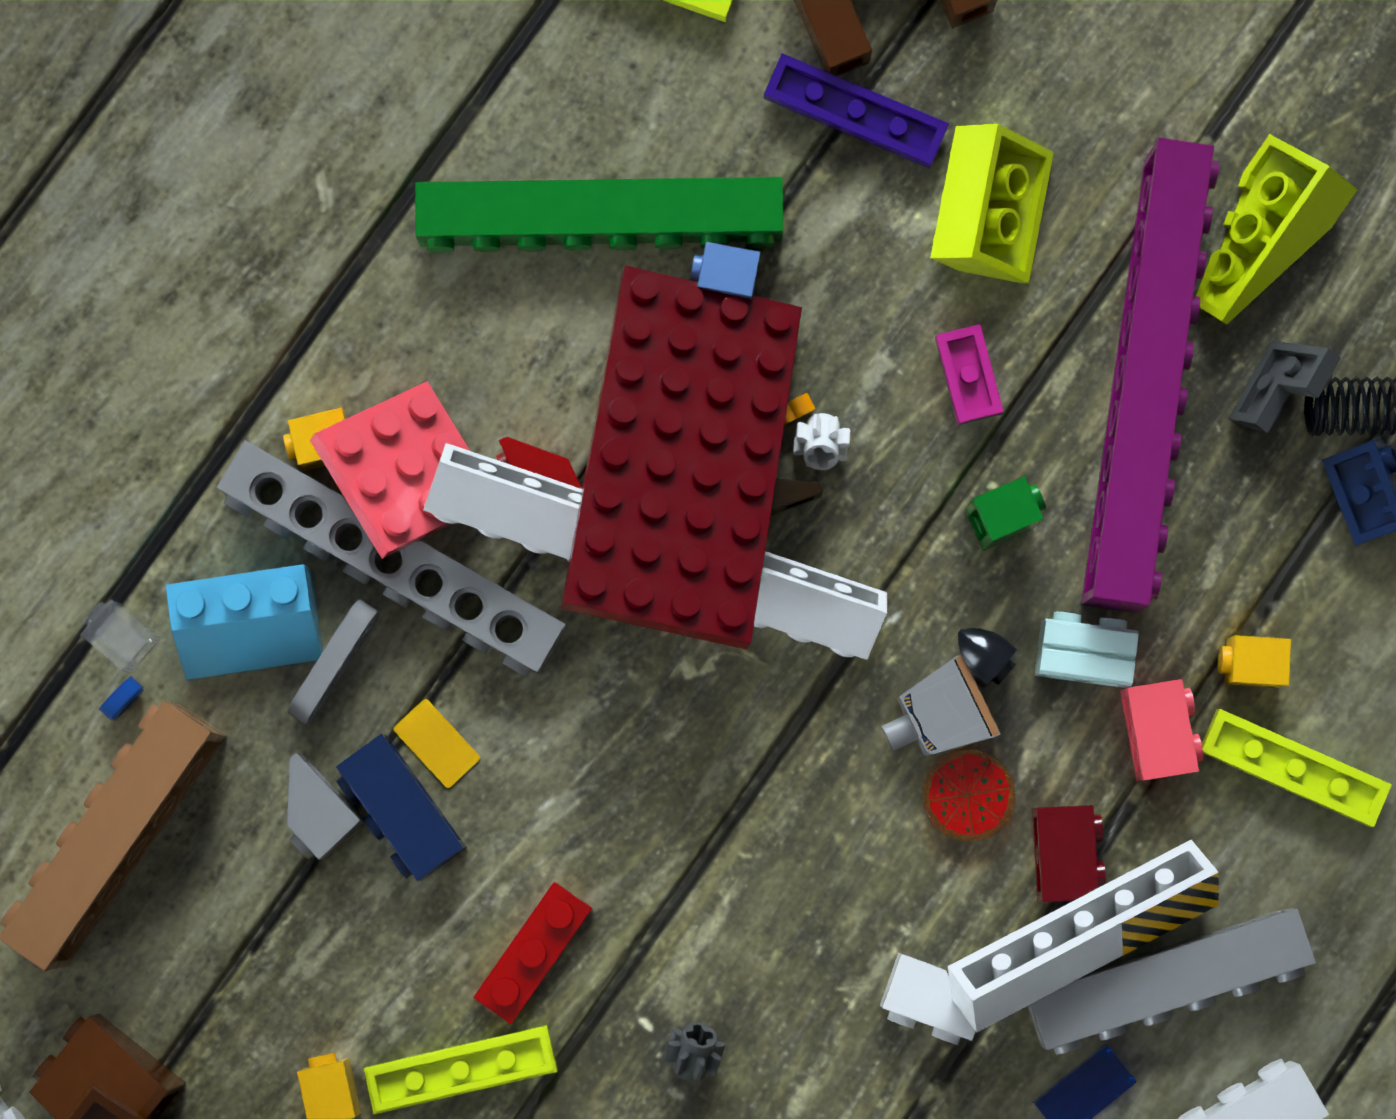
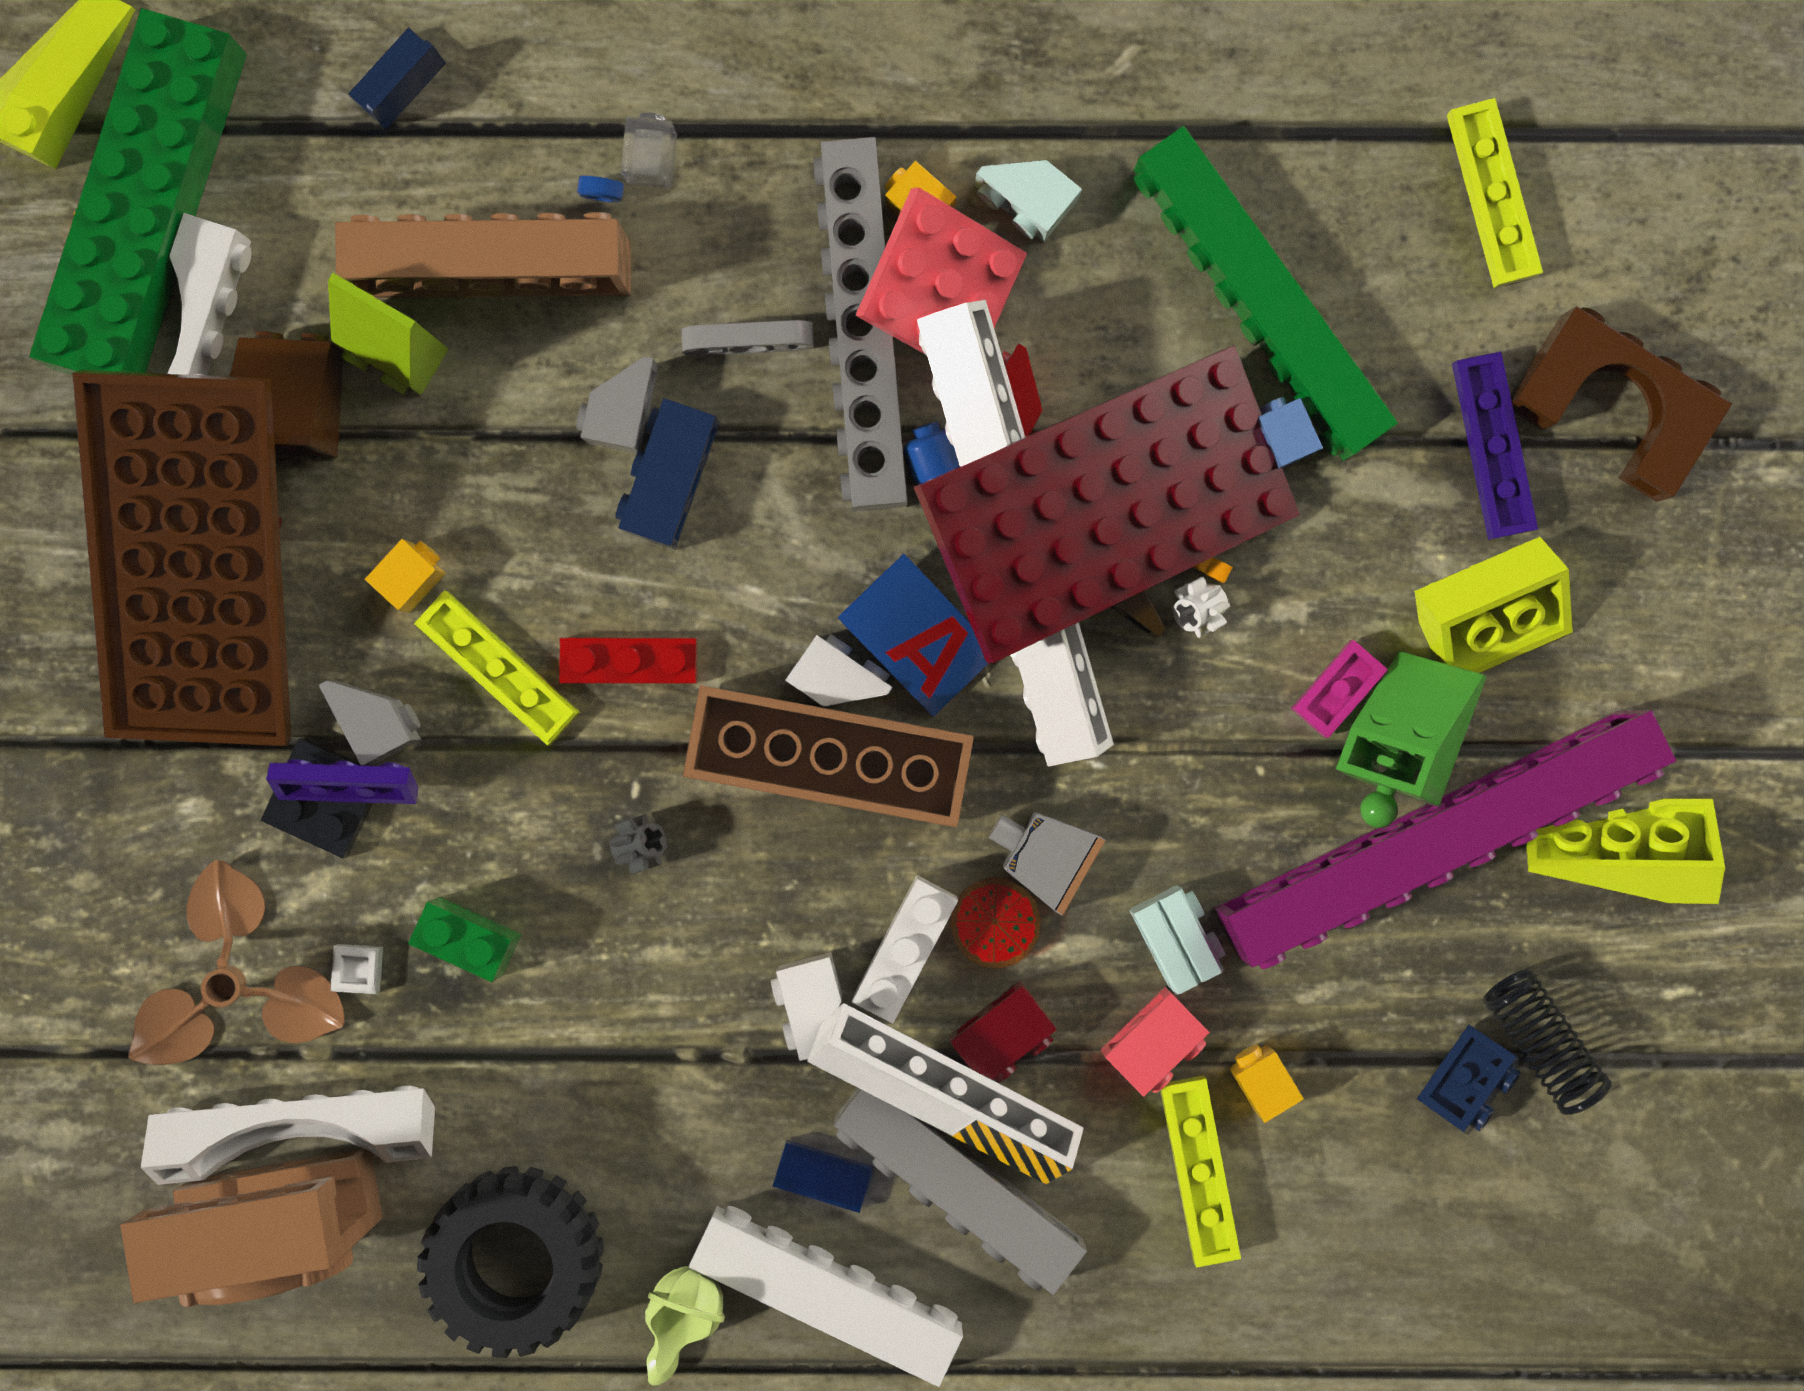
camera: 55 degrees right, 5 degrees up
(117, 969) = (382, 337): none -> lime slope
(245, 621) = (730, 243): medium azure slope -> none
(381, 344) = (1031, 193): none -> light aqua slope
(436, 743) = (741, 467): yellow sticker -> none
(538, 577) = (929, 453): none -> blue head
(668, 787) = (833, 677): none -> white slope
(681, 693) = (916, 634): none -> blue slope
(731, 837) = (828, 756): none -> medium nougat brick
(938, 886) = (904, 949): none -> white brick
(986, 655) = (1118, 860): black plate -> none
(1005, 512) = (1246, 796): green brick -> none
(1043, 339) = (1413, 730): none -> bright green slope
(1282, 371) = (1517, 941): dark grey plate -> none

